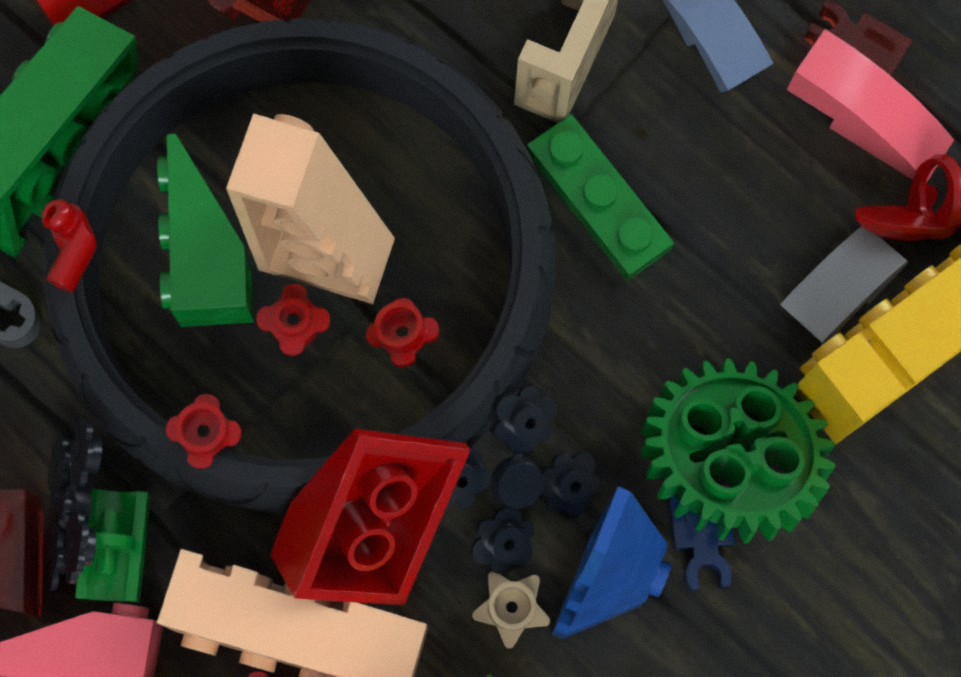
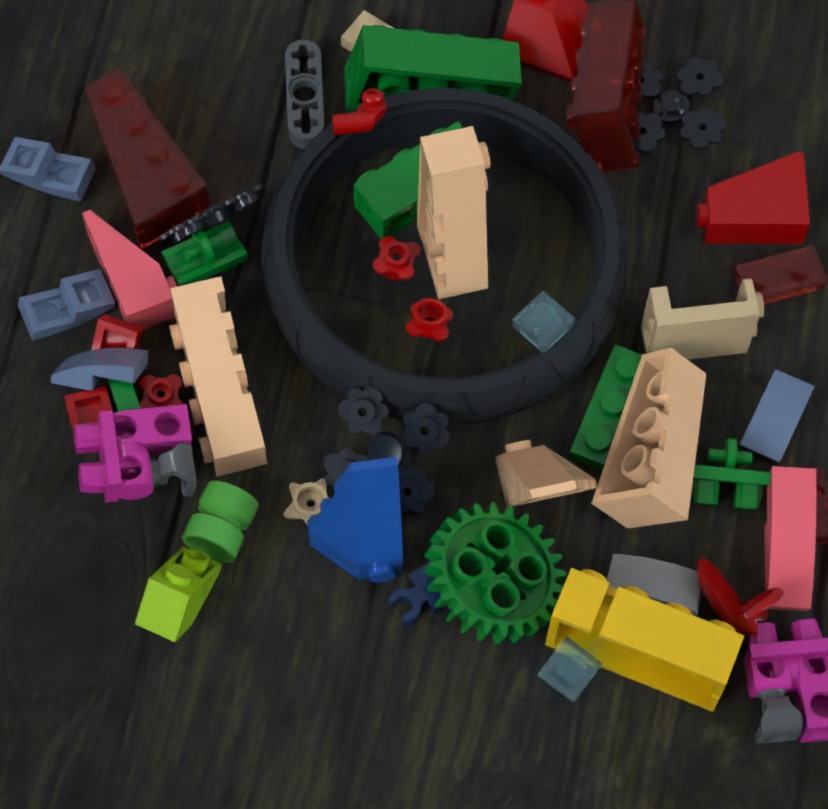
camera: 60 degrees right, 10 degrees down
(185, 427) = (297, 236): red plate -> none
(368, 518) = (304, 367): red slope -> none
(487, 202) = (543, 322): none -> clear light blue plate
(681, 328) = (538, 474): none -> light nougat wedge
(689, 177) = (655, 444): none -> light nougat wedge
(778, 112) = (747, 483): none -> green hips
(894, 437) = (570, 669): none -> clear light blue plate

